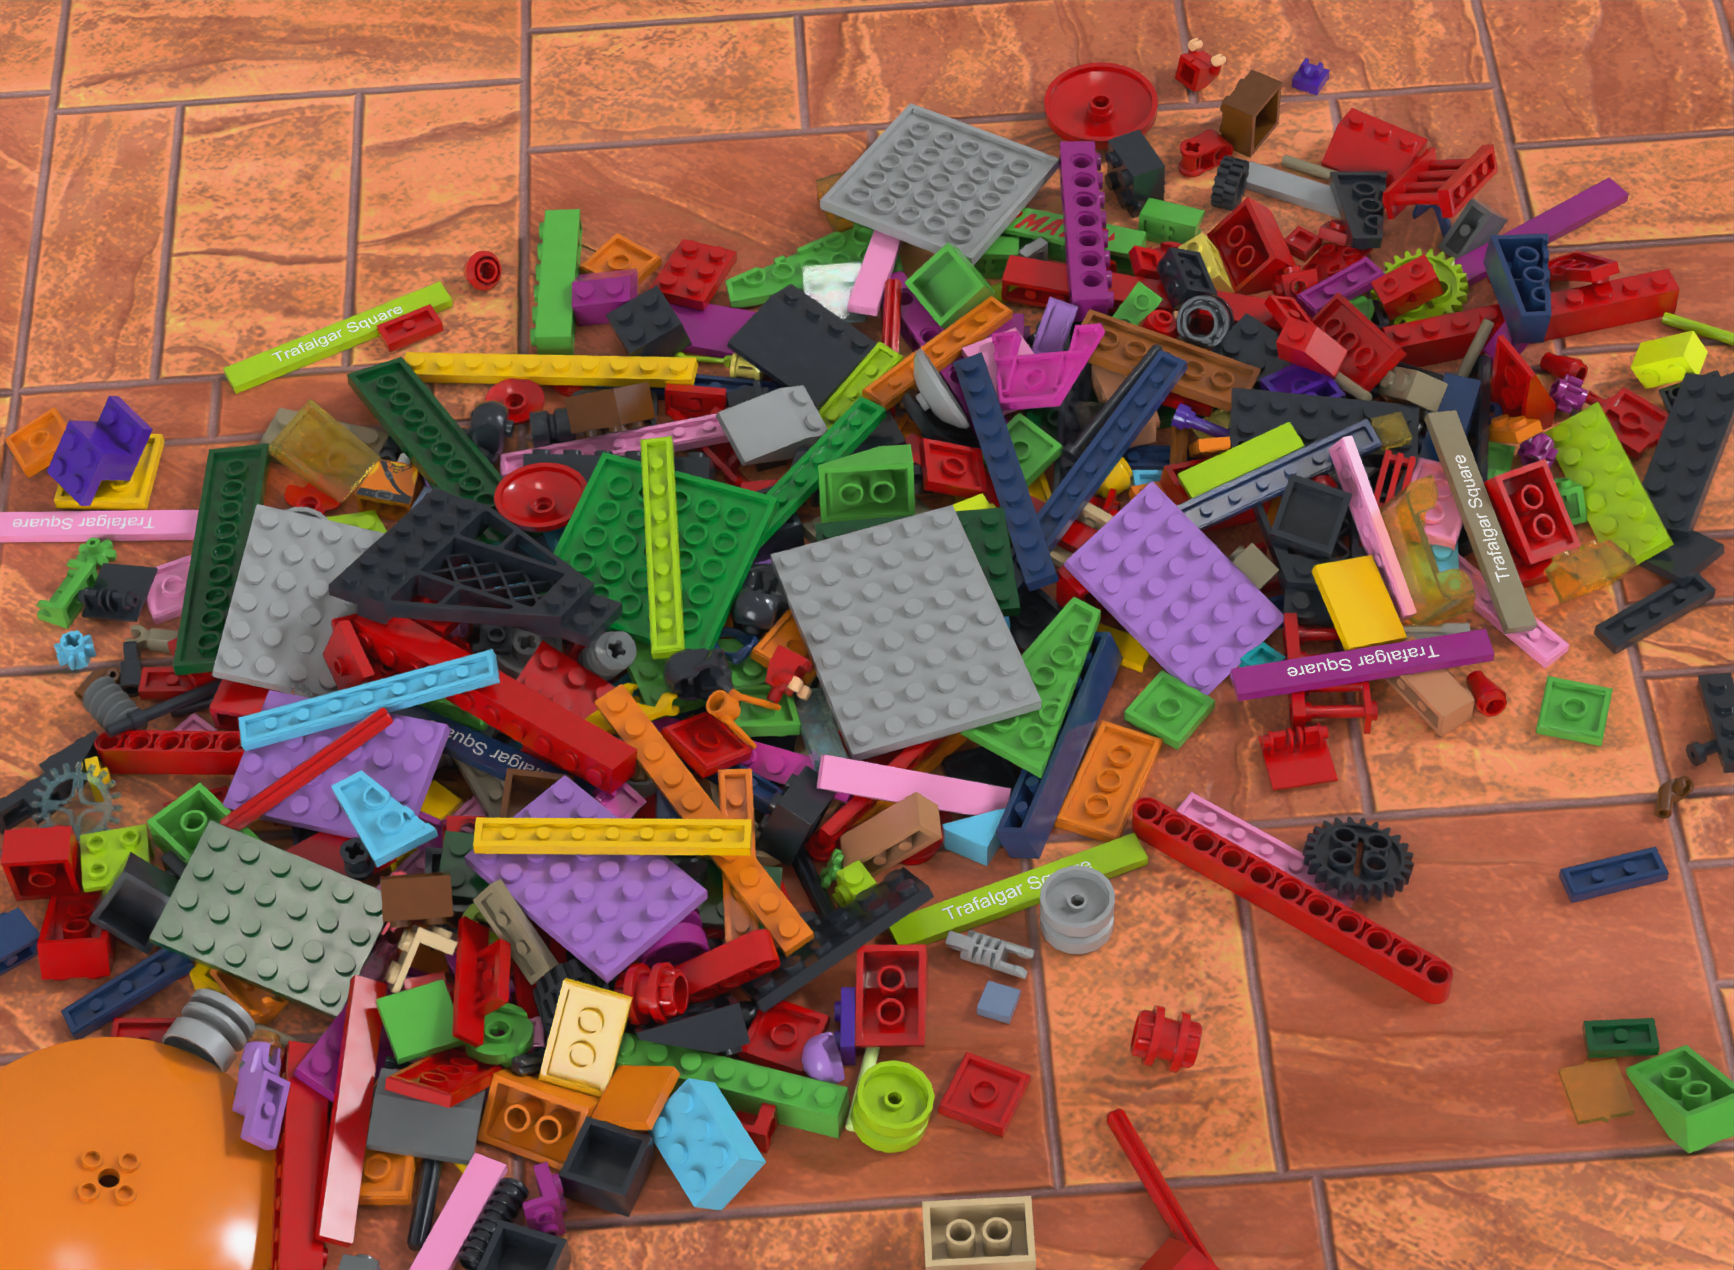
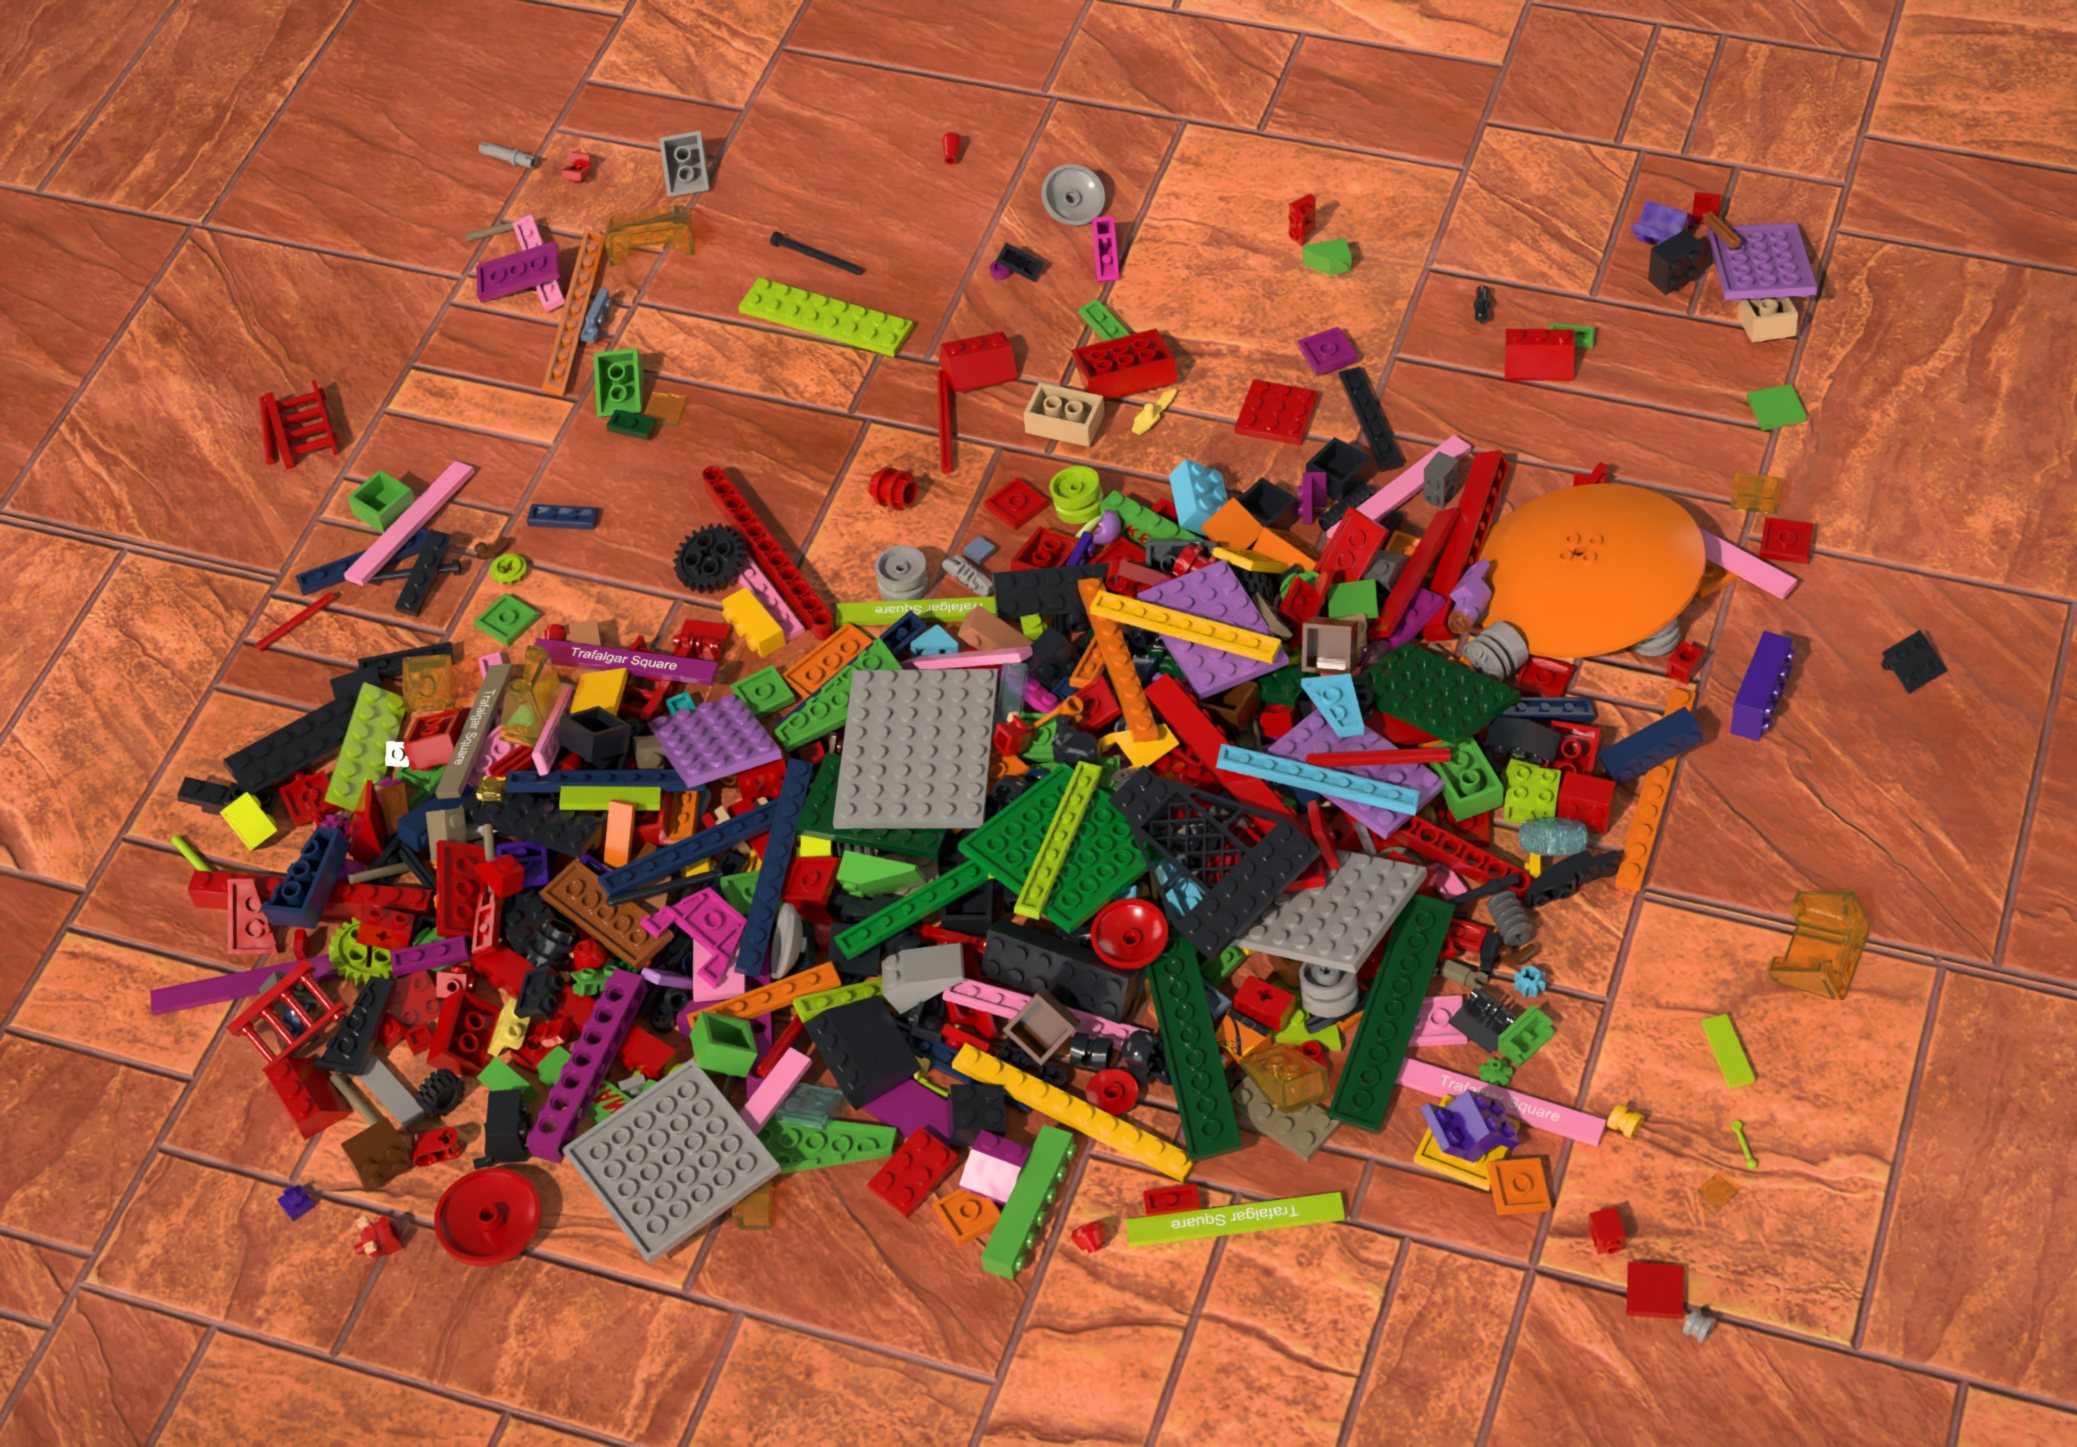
camera: 155 degrees left, 0 degrees up
(371, 510) = (1264, 1003): none -> red brick
(1242, 792) = (753, 622): none -> yellow brick
(1636, 767) = (505, 562): none -> lime gear

